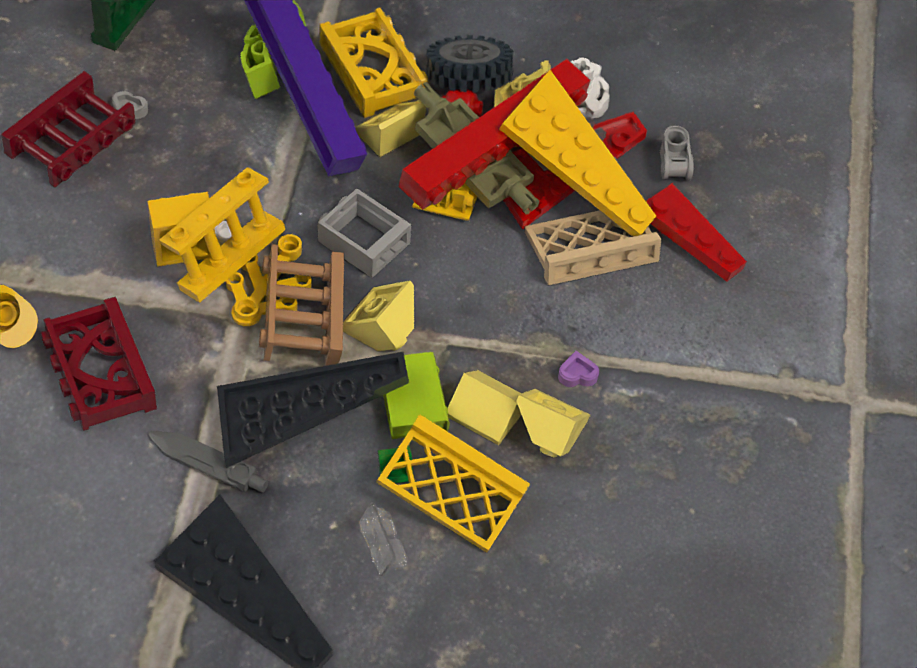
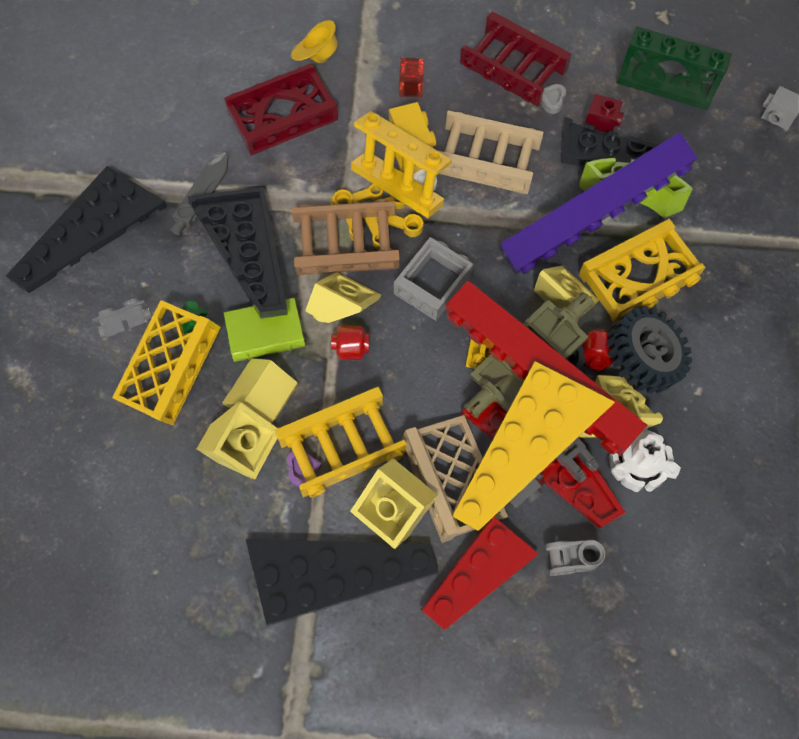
camera: 90 degrees right, 15 degrees up
(76, 228) = (411, 77): none -> clear red brick
(166, 62) = (605, 113): none -> dark red brick
(211, 69) = (587, 144): none -> black wing
(230, 165) = (486, 172): none -> tan fence
(438, 311) = (350, 342): none -> red head
(535, 347) = (319, 424): none -> yellow fence
(628, 277) = (393, 503): none -> light yellow brick
(693, 361) = (317, 575): none -> black wing

